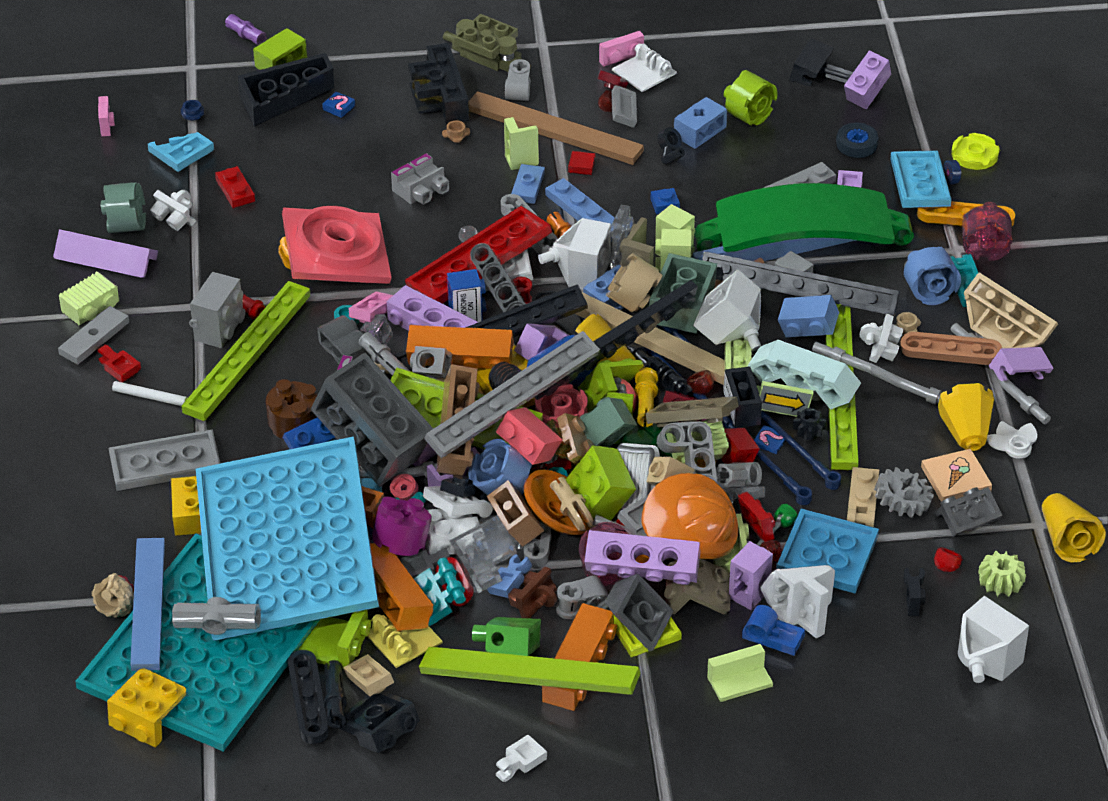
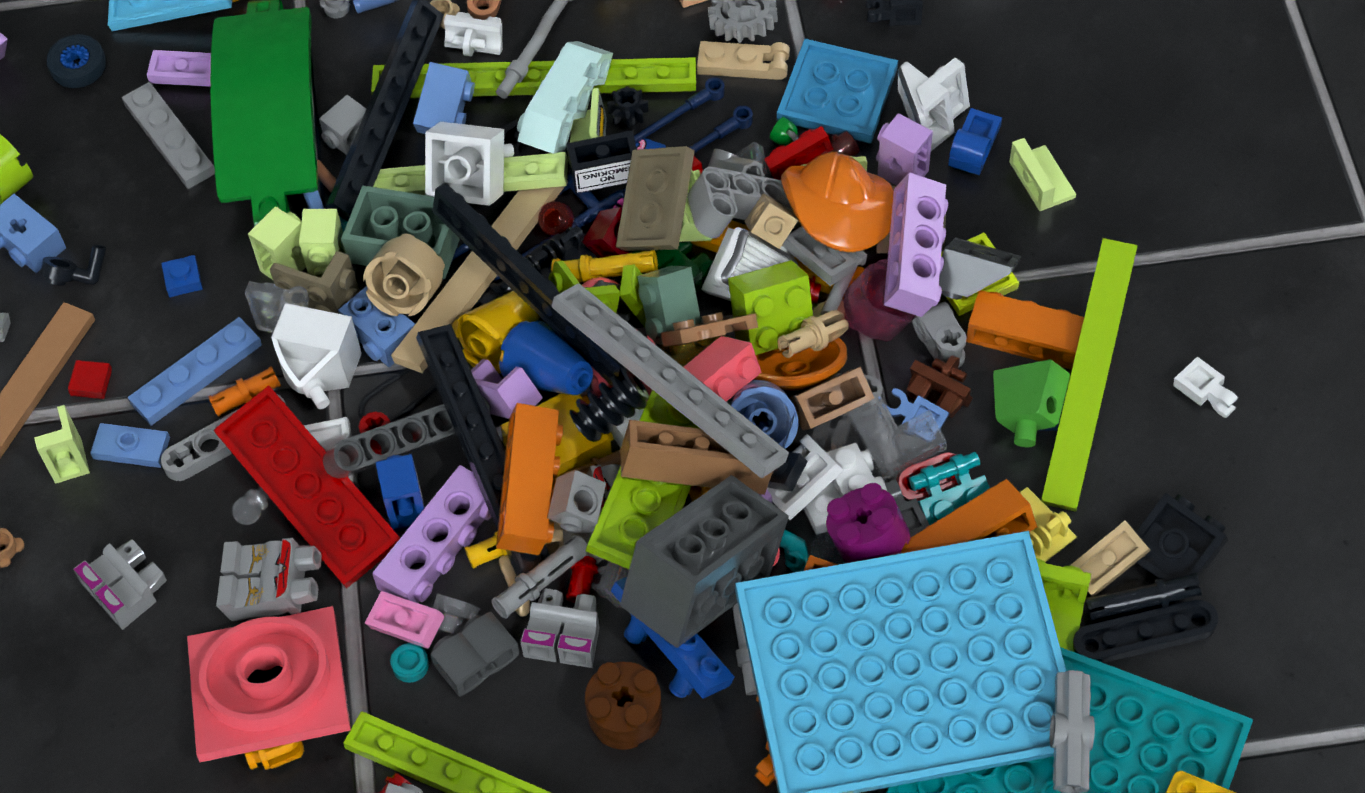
camera: 90 degrees left, 15 degrees up
(410, 248) = (266, 578): none -> light grey hips

